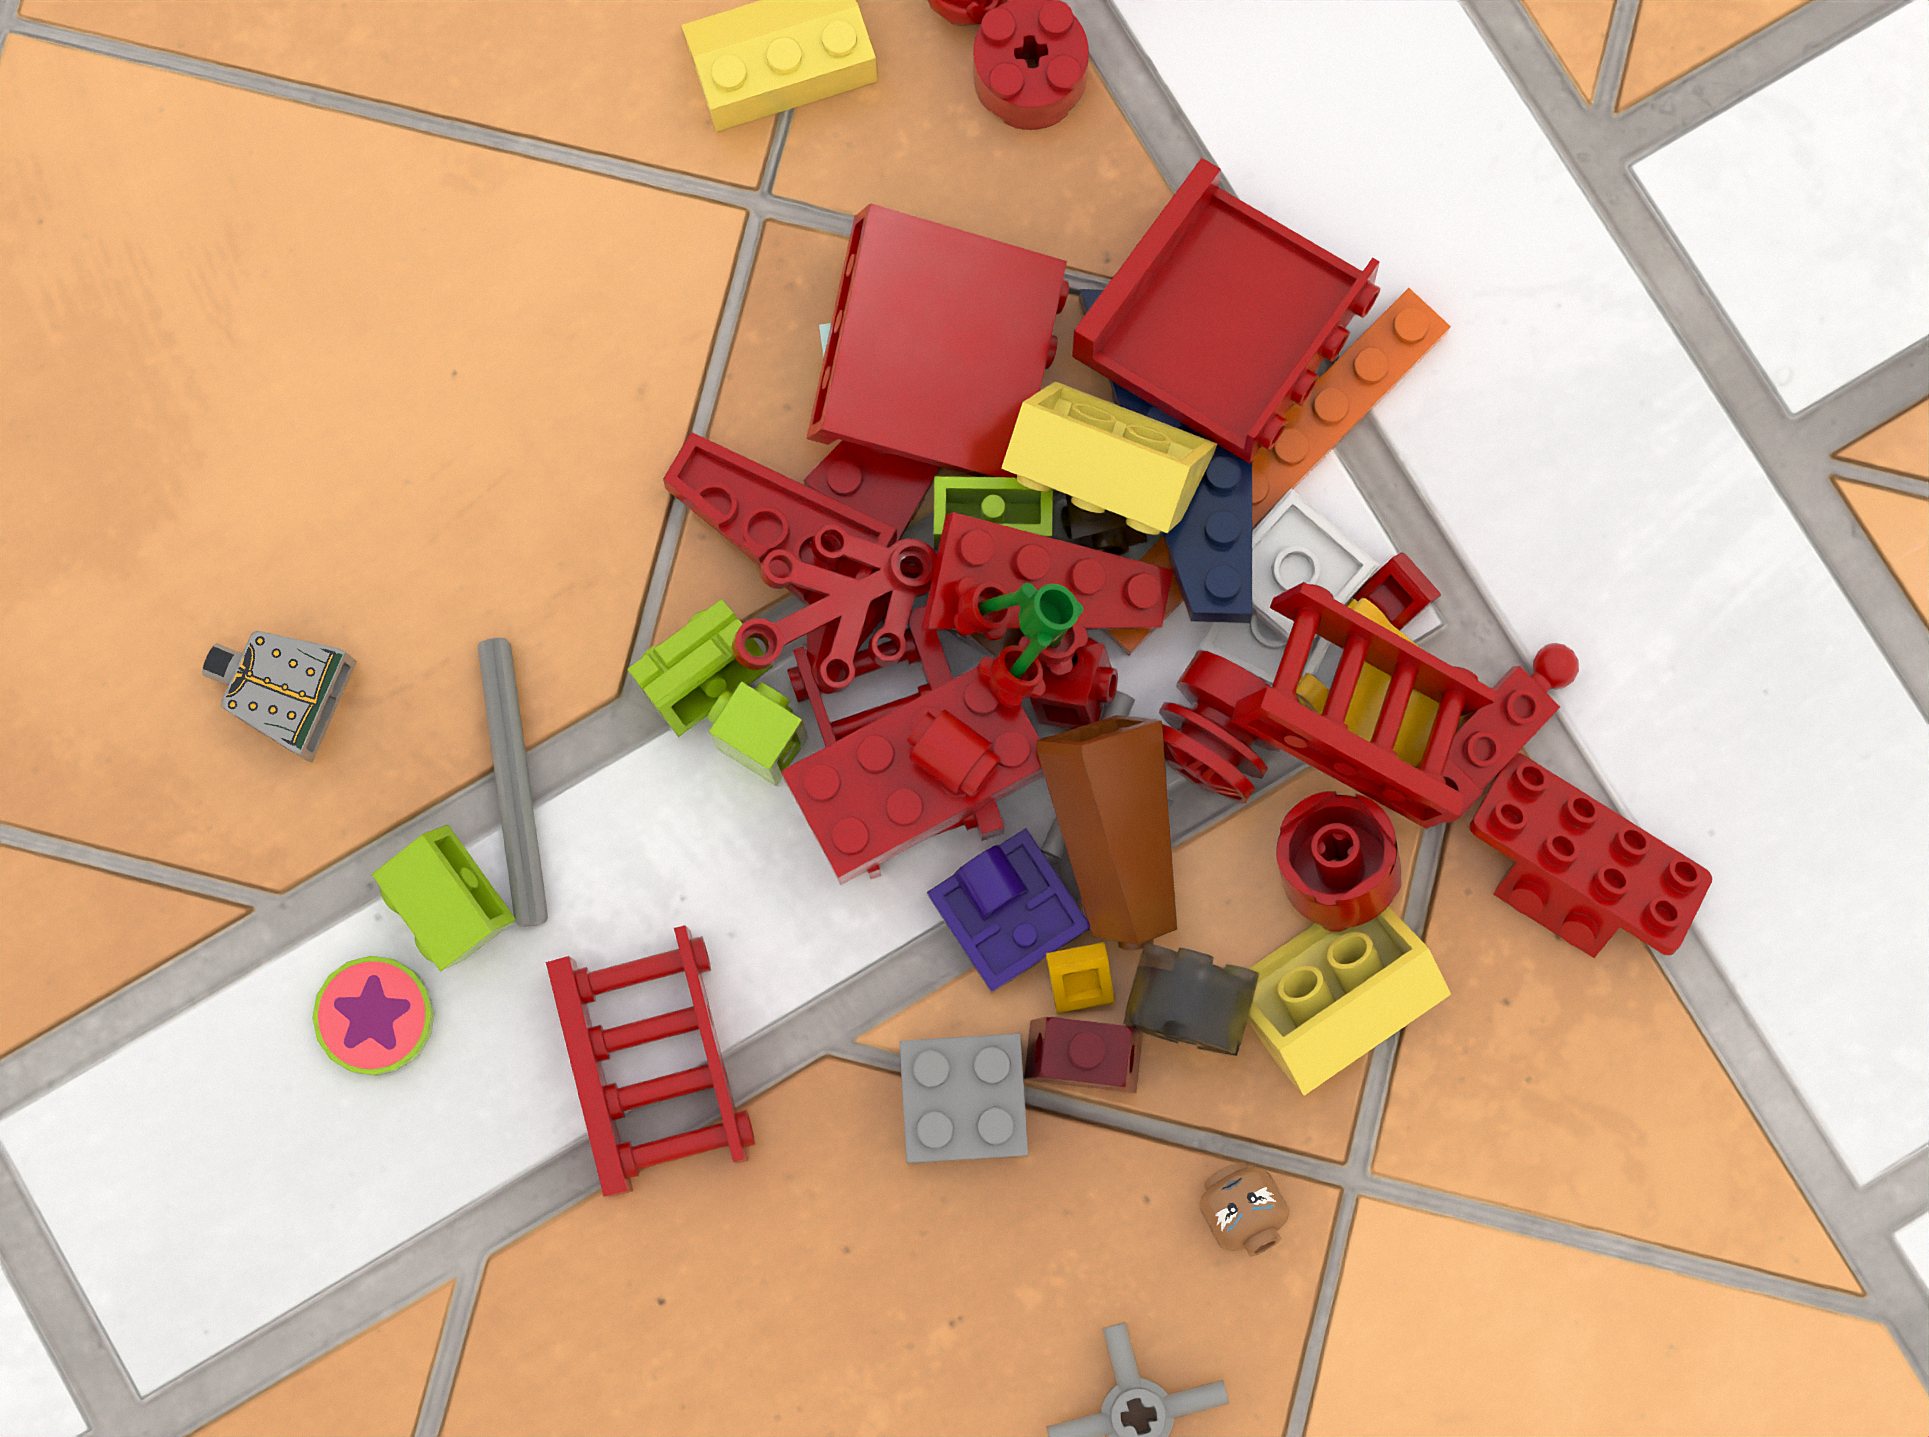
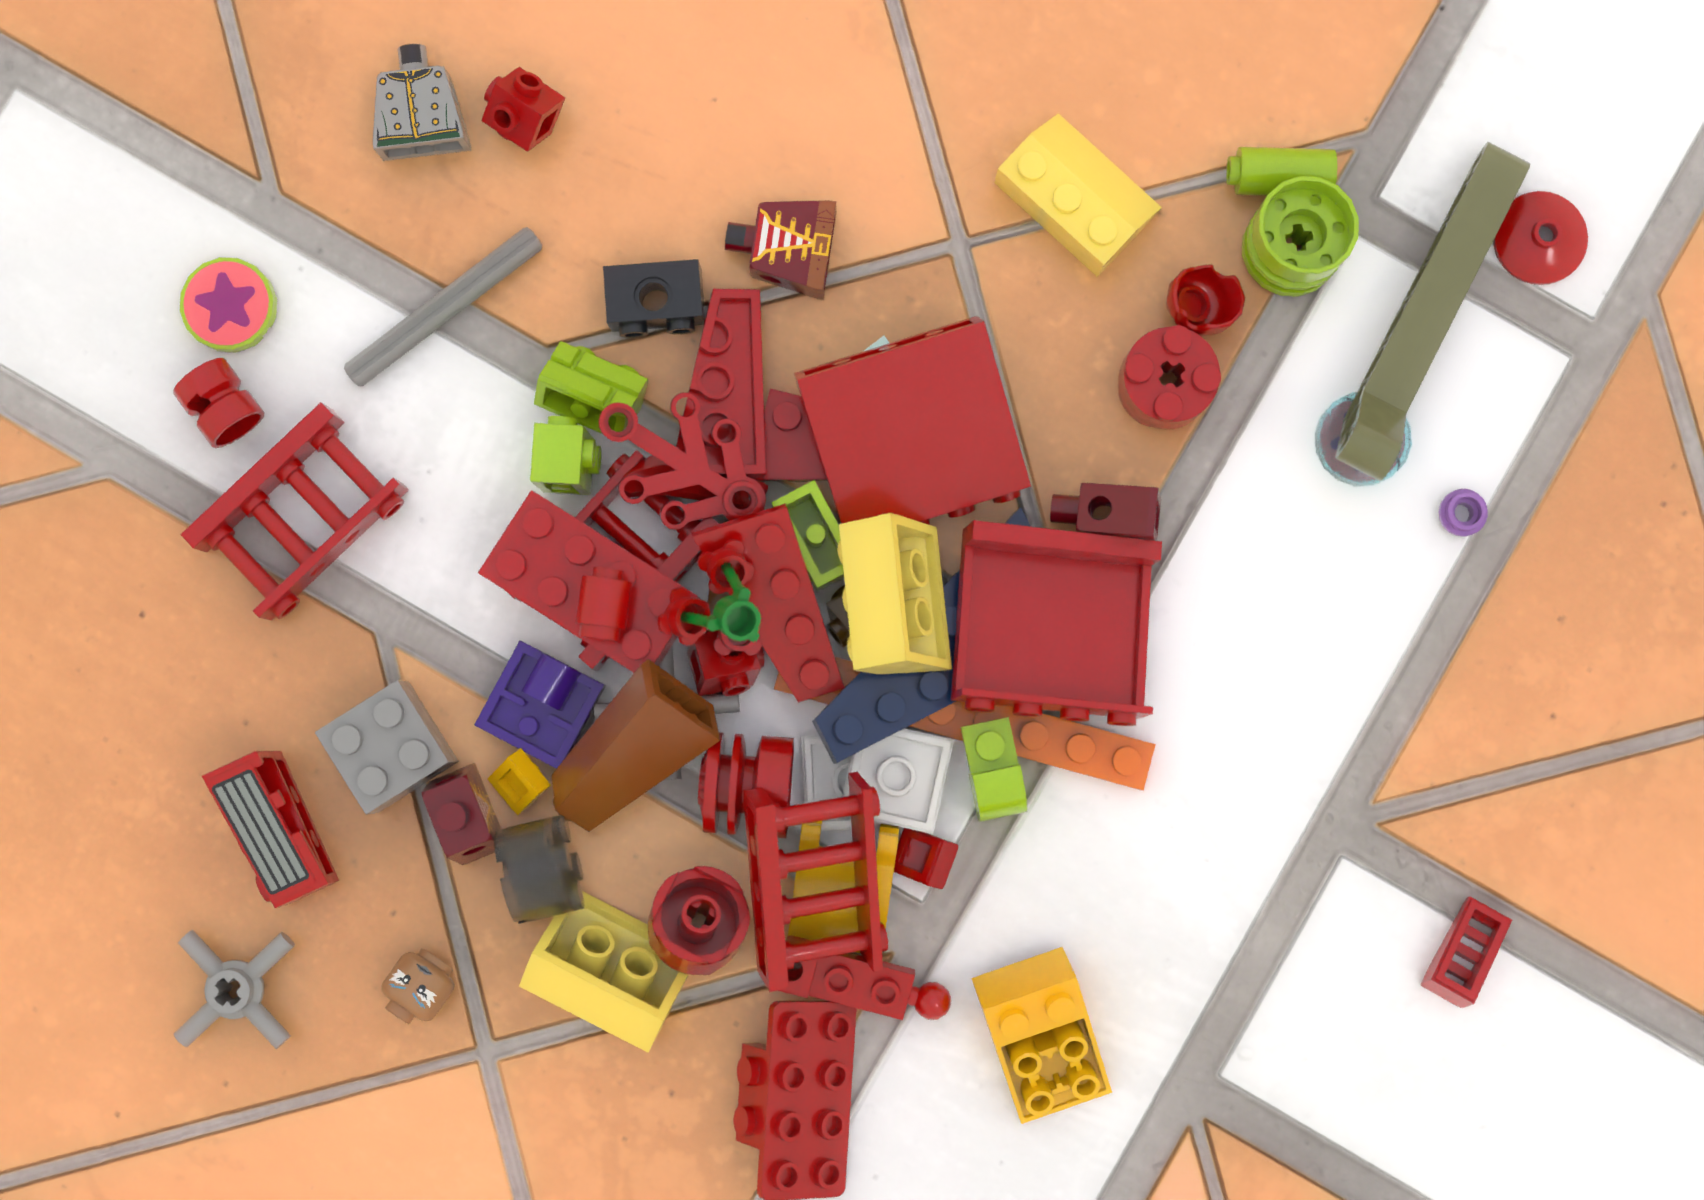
camera: 60 degrees right, 5 degrees up
(347, 574) = (522, 108): none -> red brick
(442, 897) = (330, 305): lime brick -> none
(479, 1079) = (215, 397): none -> red wheel
(635, 512) = (630, 283): none -> black brick
(661, 375) = (788, 244): none -> torso
(985, 1274) = (272, 826): none -> wedge
(1148, 173) = (1133, 511): none -> dark red torso
(1357, 464) = (994, 769): none -> lime brick
(1652, 569) = (1042, 1034): none -> yellow slope
(1831, 109) = (1442, 962): none -> red slope

